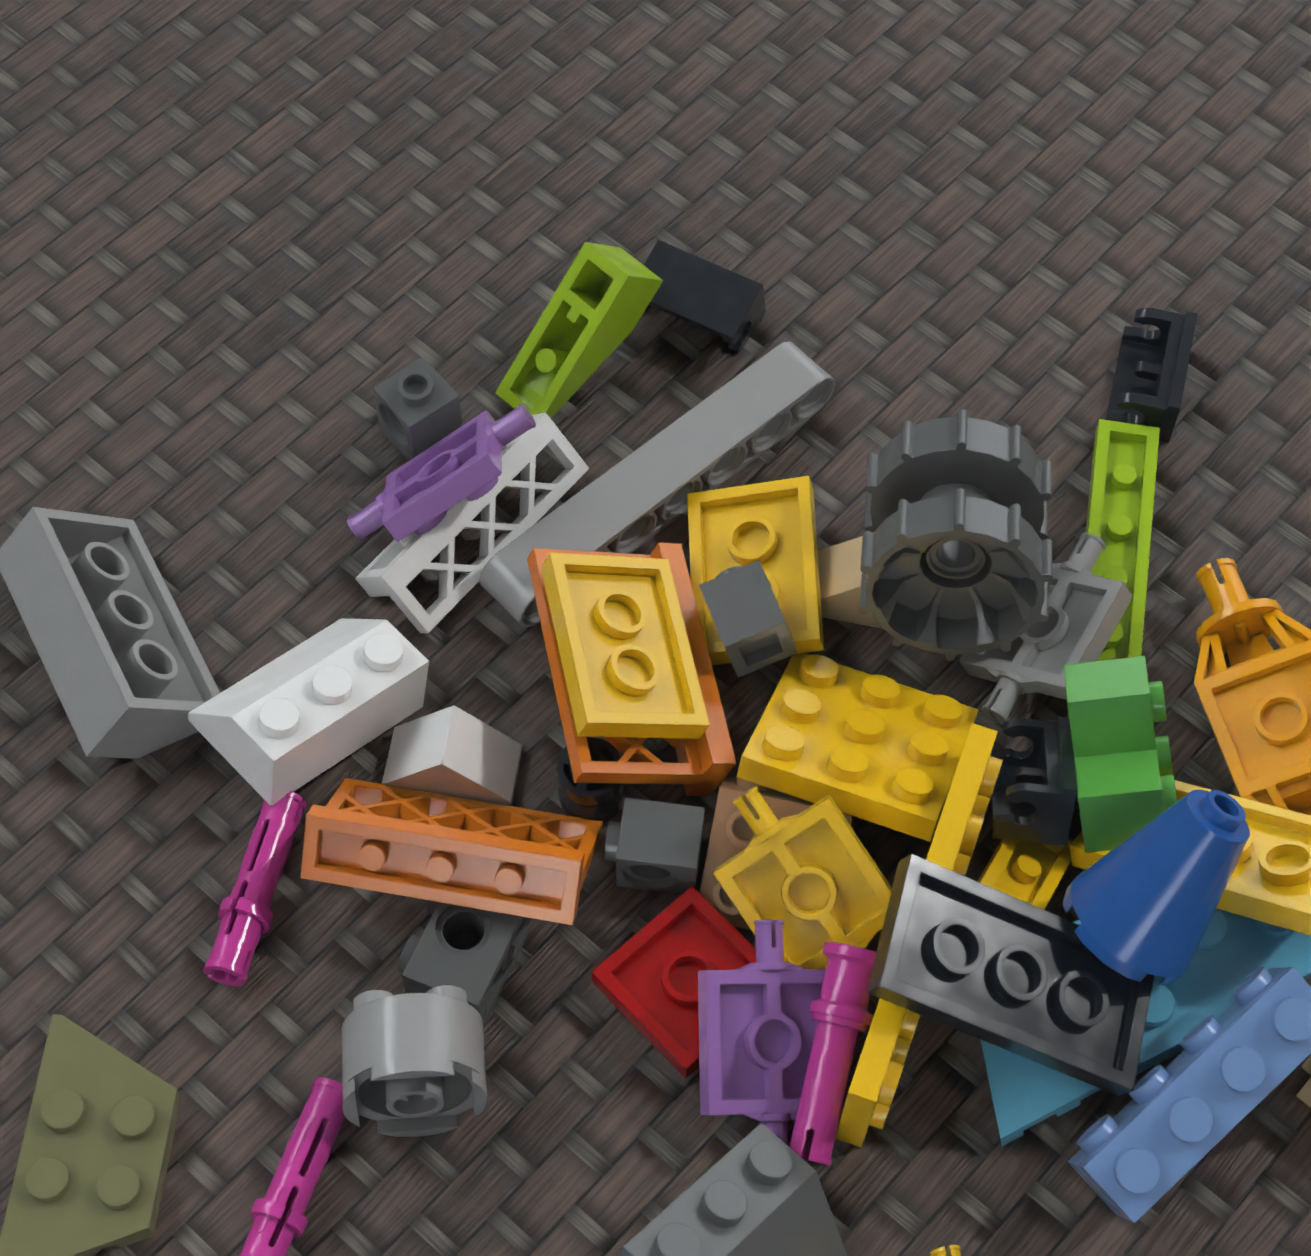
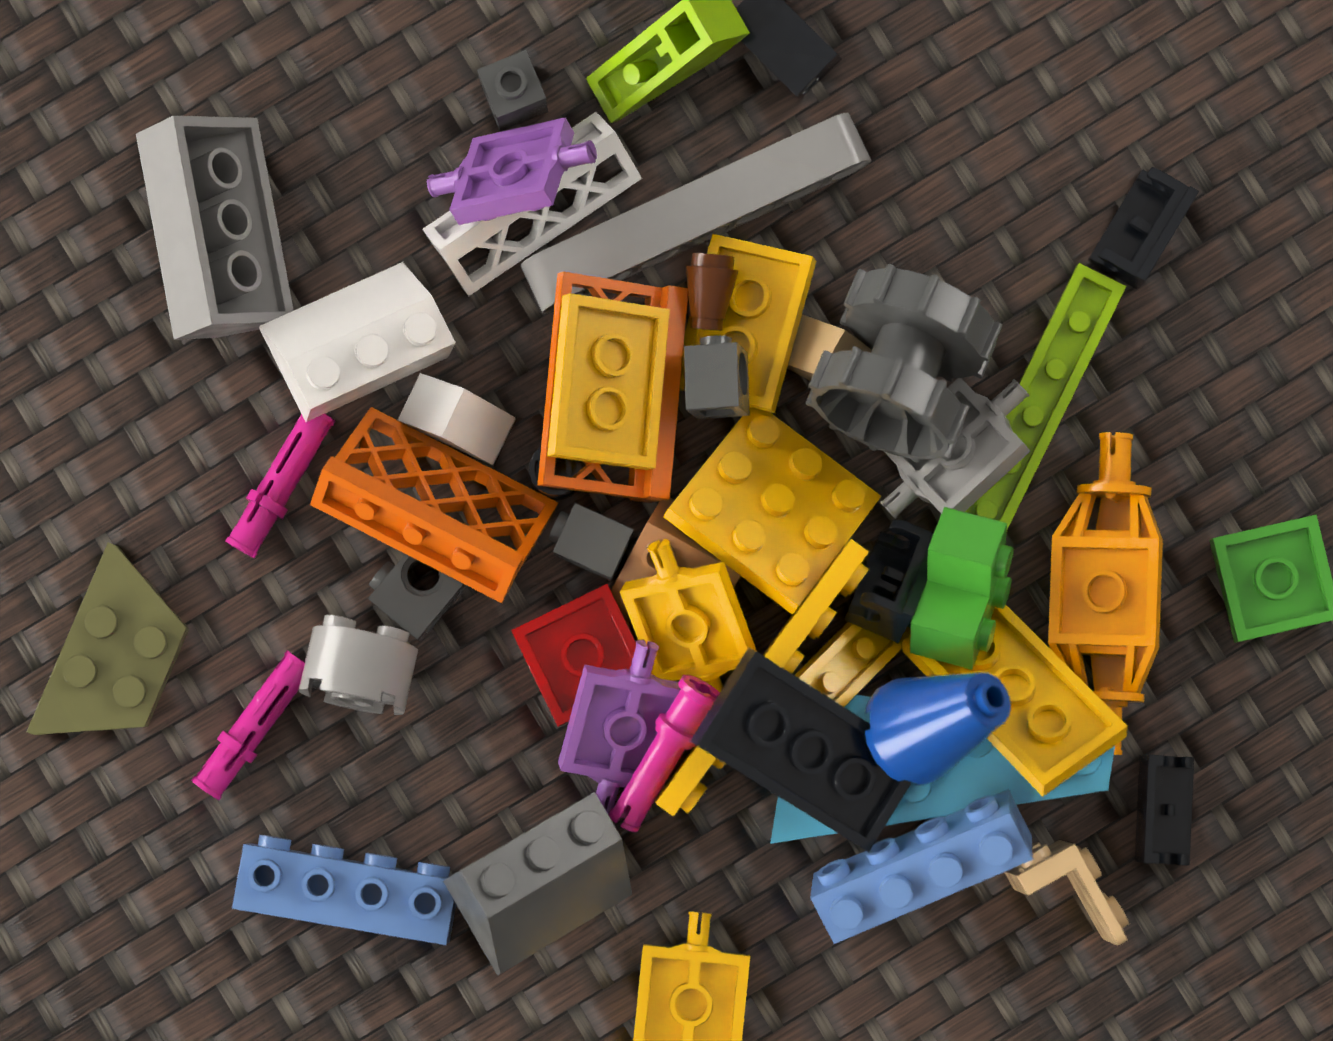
camera: 15 degrees right, 25 degrees up
(705, 531) = (710, 289): none -> reddish brown cone

